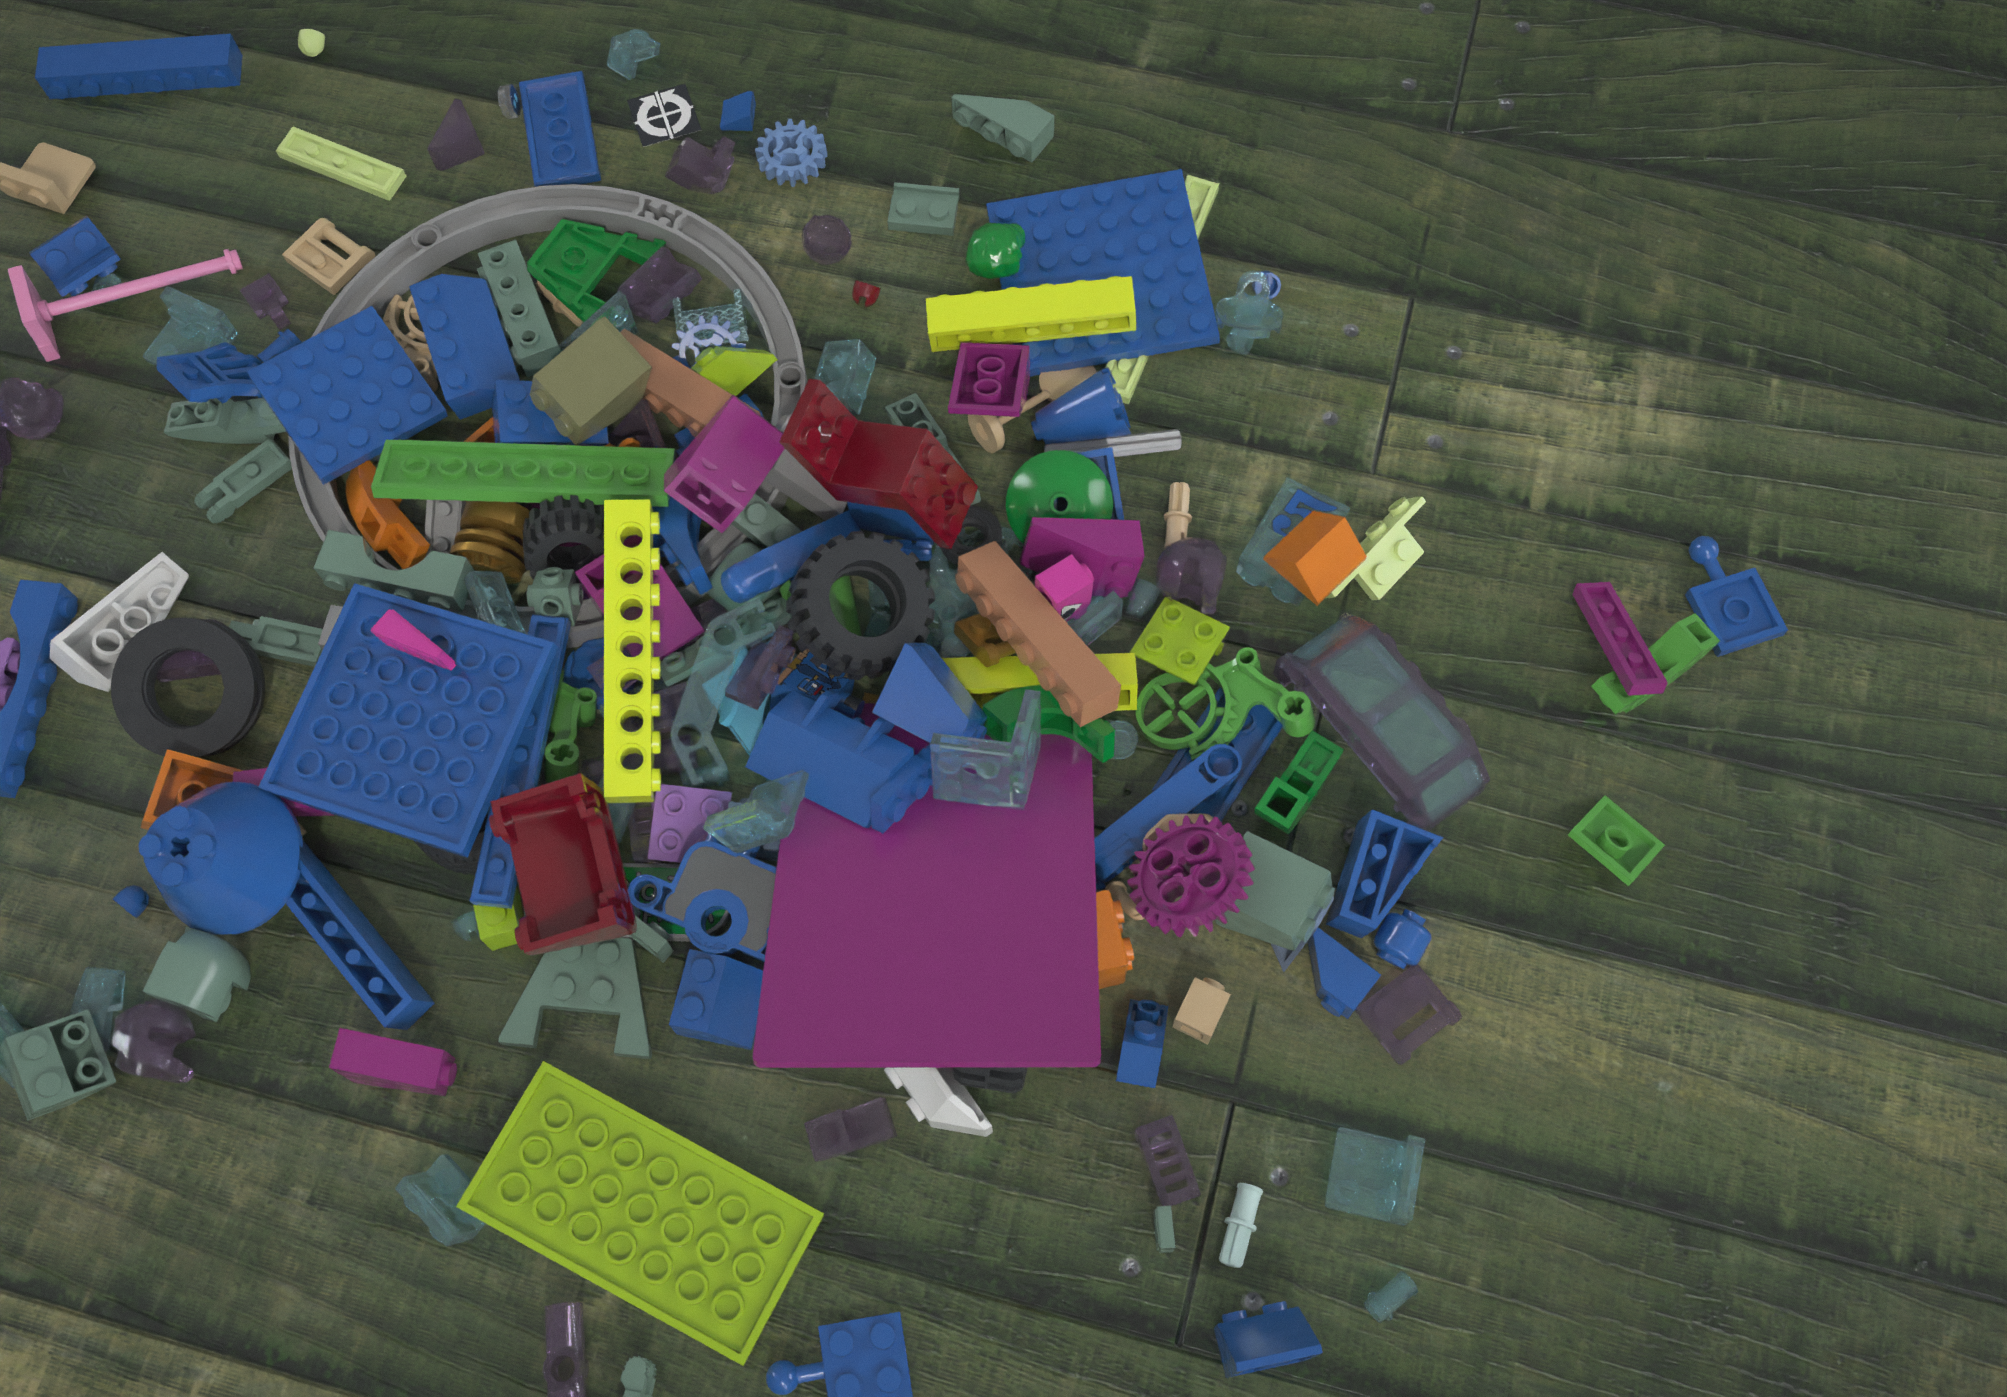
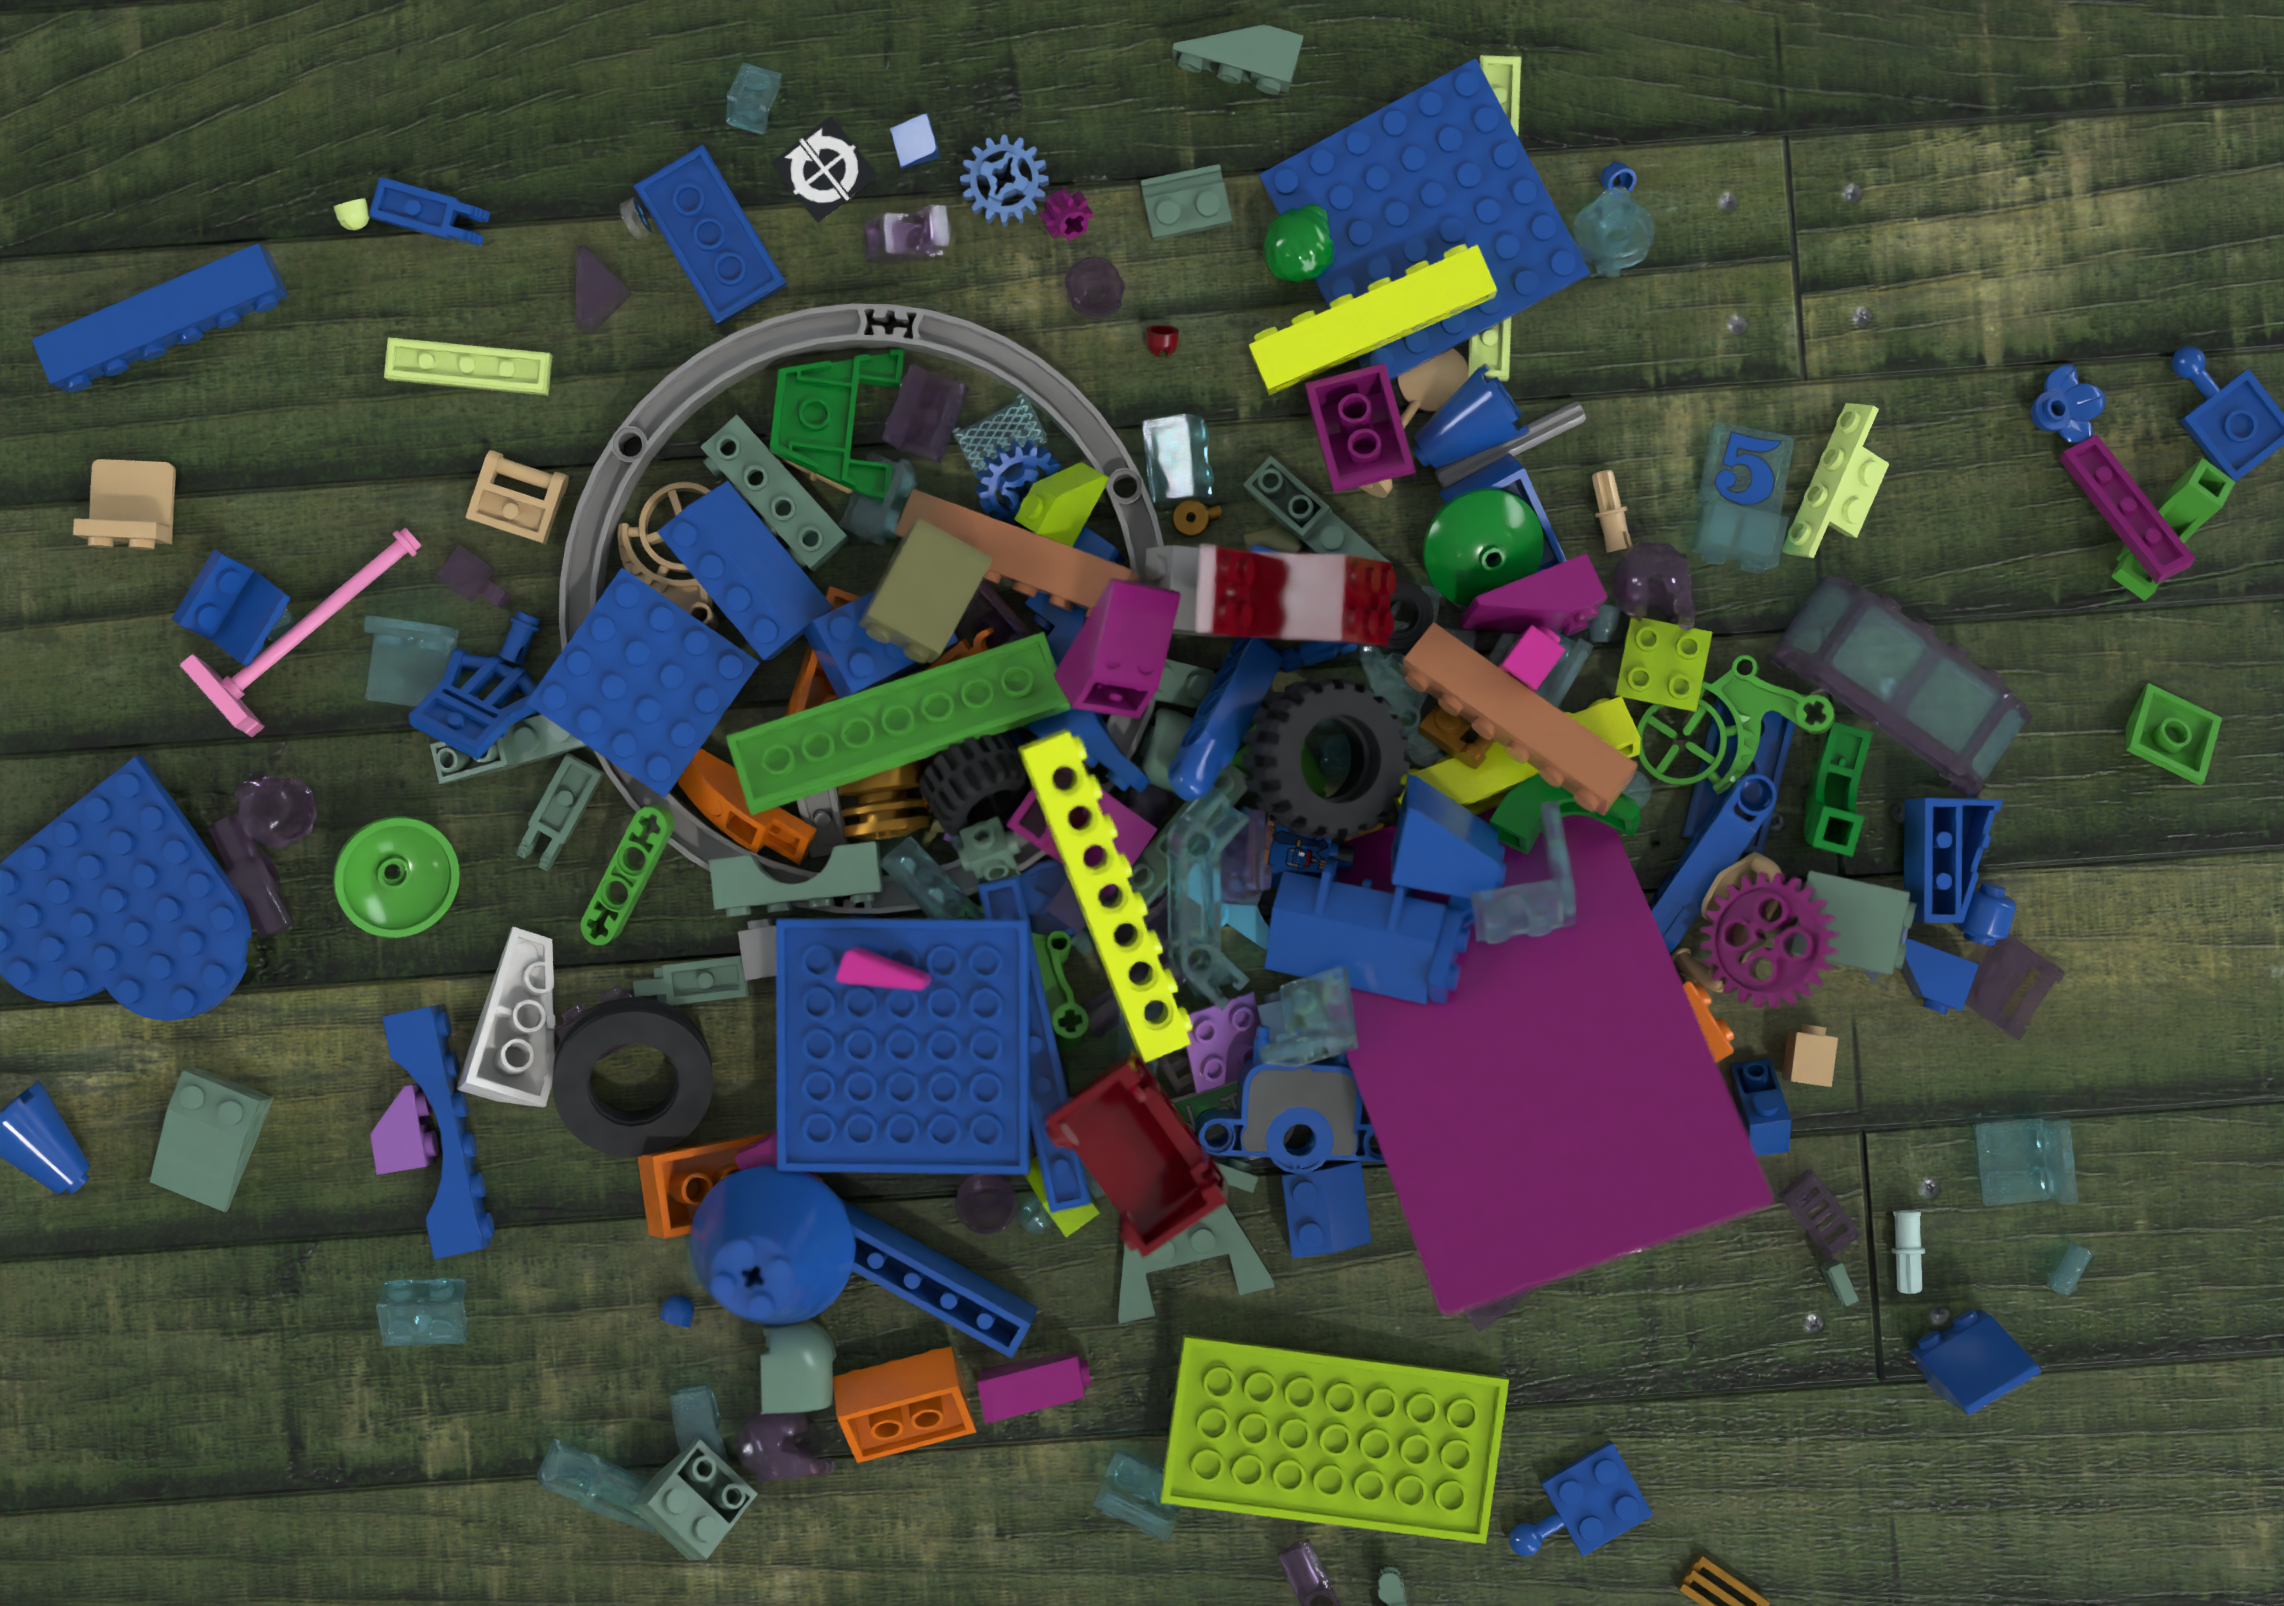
camera: 20 degrees left, 20 degrees up
(63, 473) = (412, 896): none -> bright green dish
(271, 541) = (628, 875): none -> bright green beam
(275, 1047) = (903, 1404): none -> orange slope
(363, 57) = (424, 211): none -> blue hinge
(429, 893) = (986, 1203): none -> clear purple hair
(823, 193) = (1066, 214): none -> magenta gear
(1317, 555) = (1781, 520): orange slope -> none
(1590, 553) = (2072, 405): none -> blue plate

